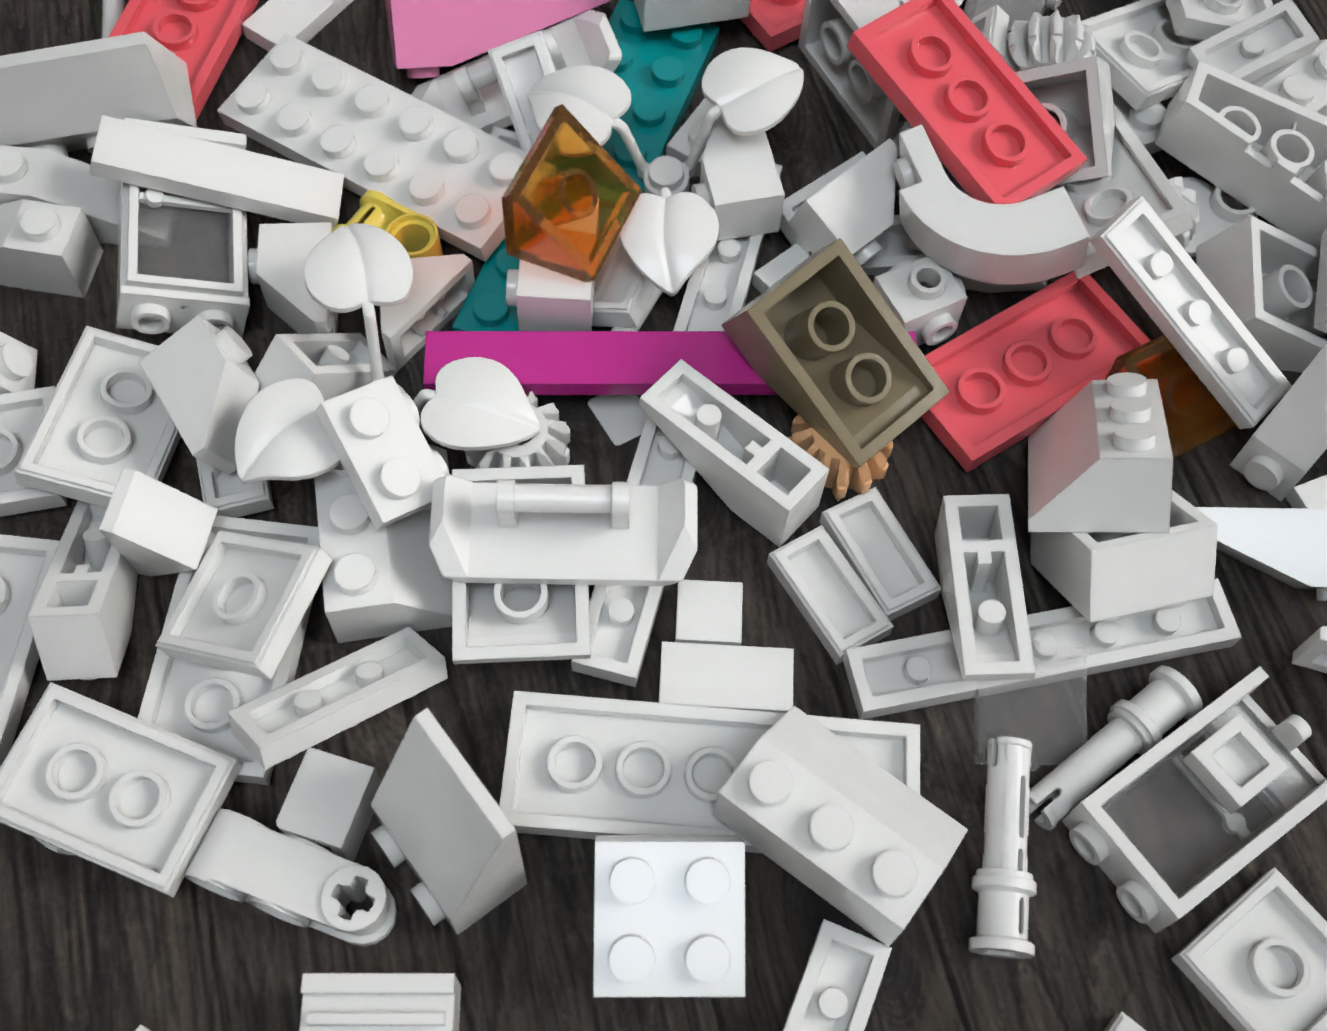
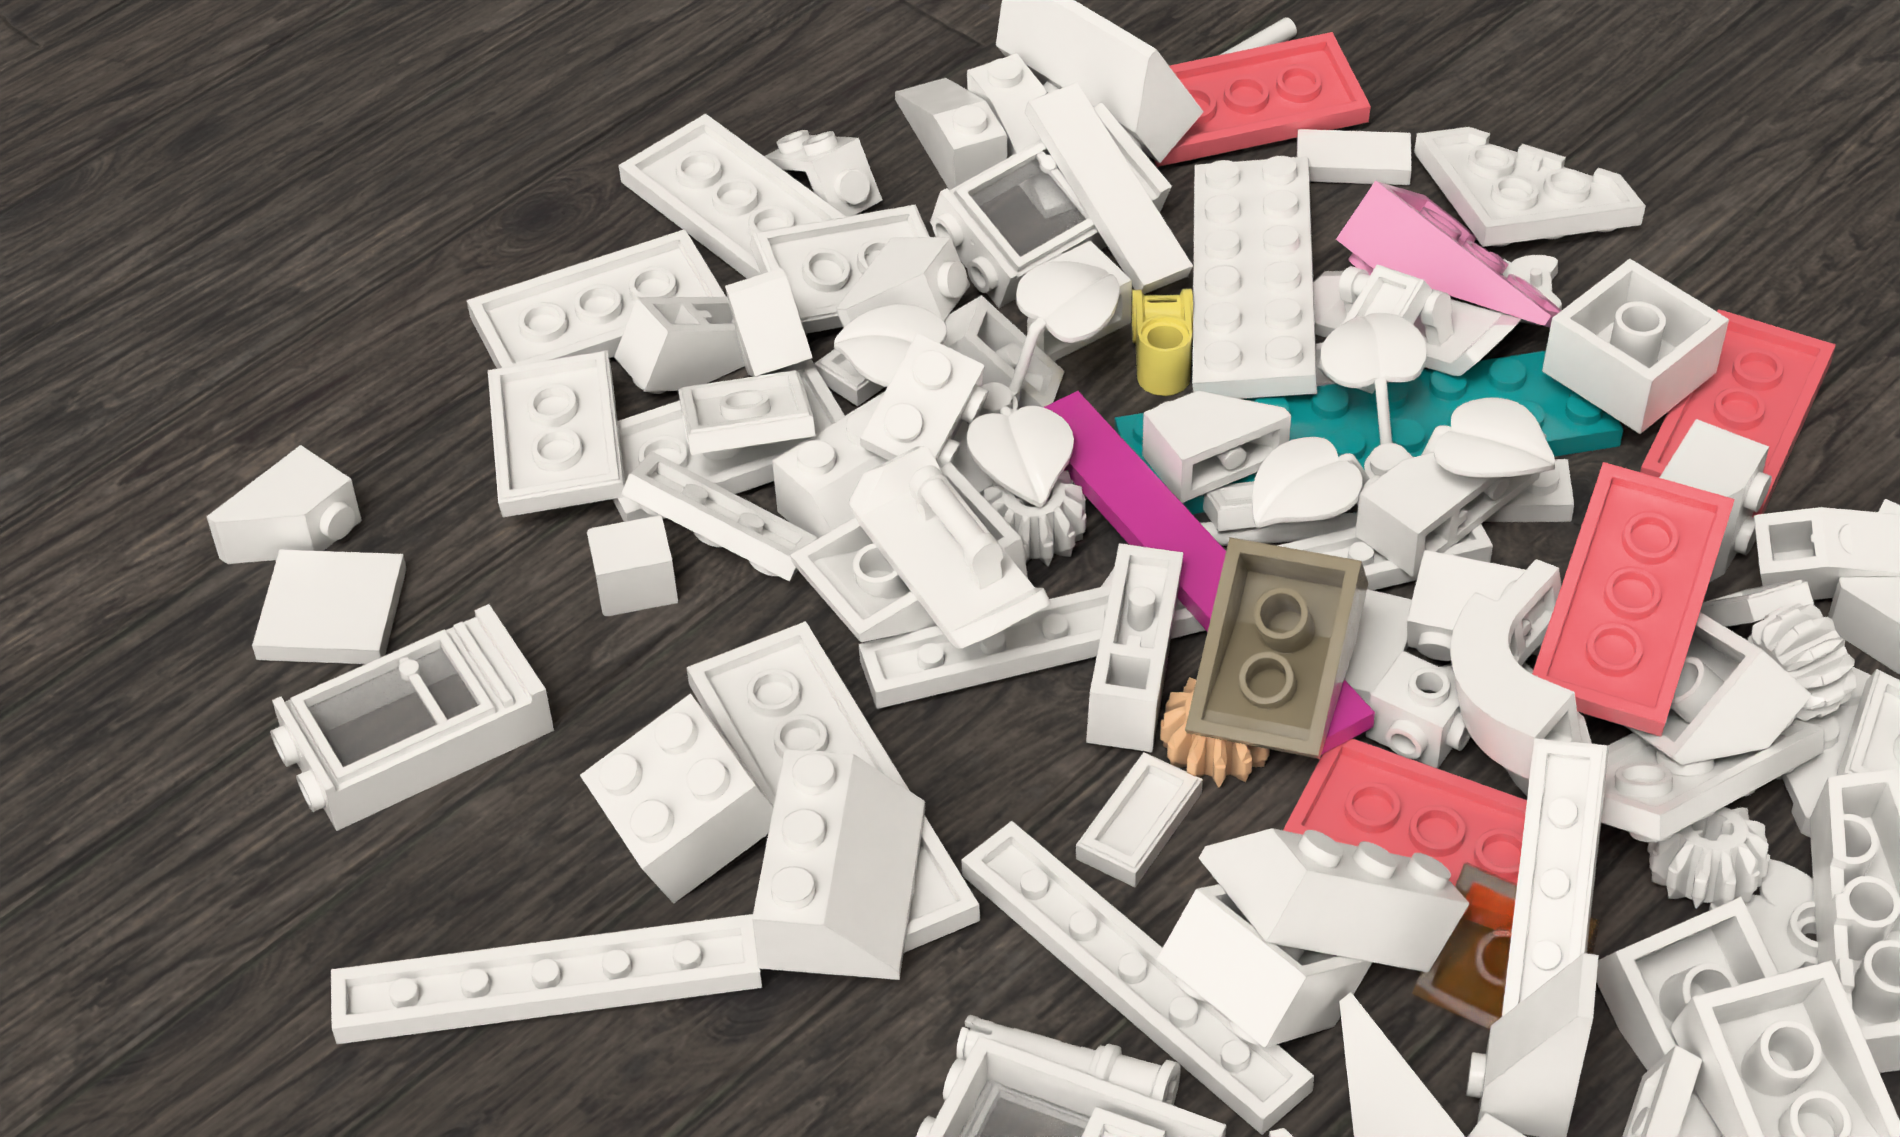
camera: 65 degrees right, 15 degrees down
(291, 879) = (561, 580): white piece -> none
(435, 298) = (1115, 376): white slope -> none
(446, 829) = (656, 629): white slope -> none
(567, 201) = (1251, 378): clear orange slope -> none
(709, 612) = (981, 724): white tile -> none
(727, 676) = (932, 764): white tile -> none
(829, 593) = (1071, 796): white tile -> none
(983, 587) = (1132, 876): white slope -> none
(1003, 880) = (989, 984): white pin -> none
(1041, 709) = (1065, 979): clear piece -> none

